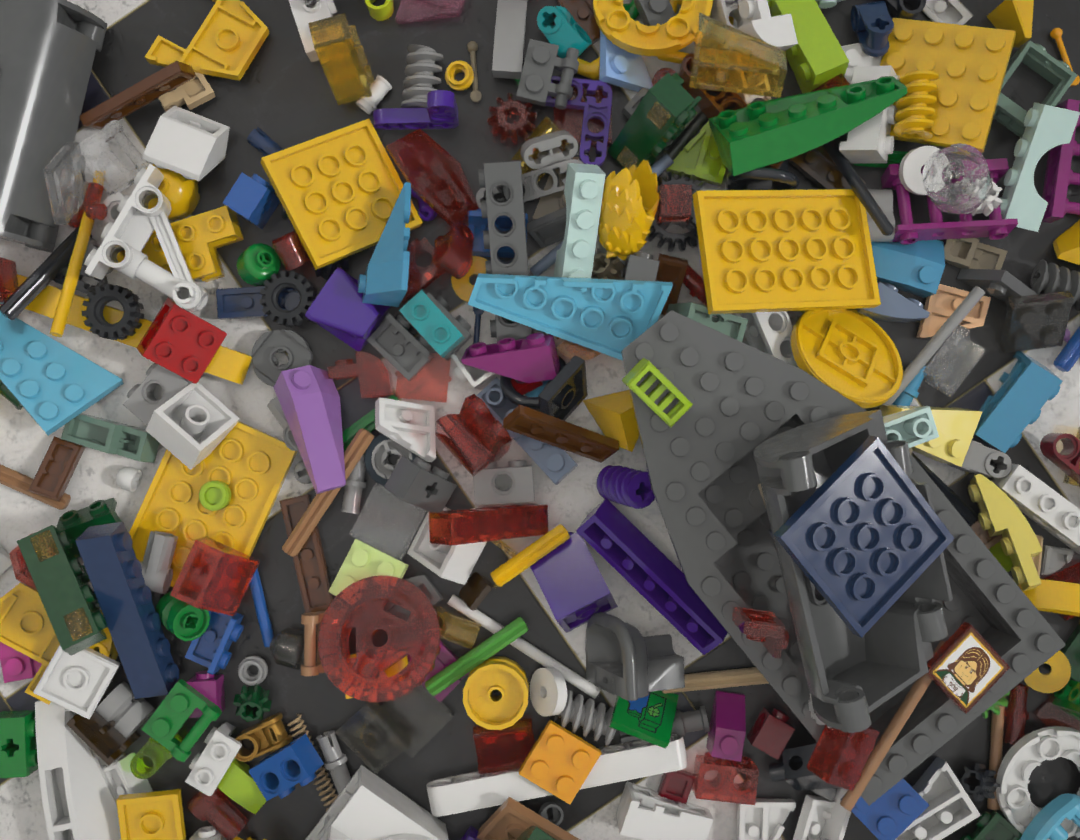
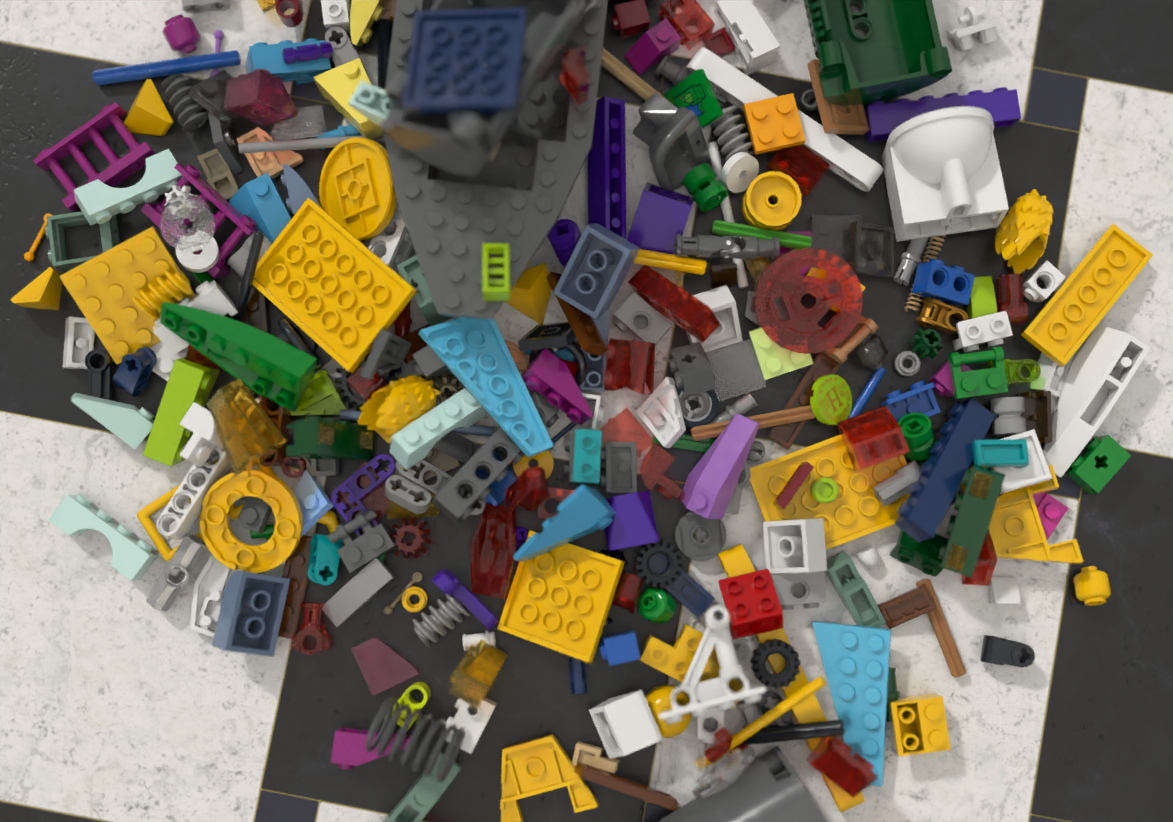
camera: 140 degrees left, 5 degrees down
(95, 670) = (1000, 453): none -> teal tile
(242, 472) = (793, 485): none -> dark red tile
(283, 576) = (831, 399): none -> lime tile
(506, 603) = (712, 246): none -> dark grey piece
(574, 649) = (703, 184): none -> green wheel
(580, 485) = (596, 270): none -> sand blue brick
(681, 240) = (387, 354): none -> dark grey wing
(1008, 346) = (259, 98): none -> clear pink slope
(1008, 425) = (307, 52): none -> dark purple axle

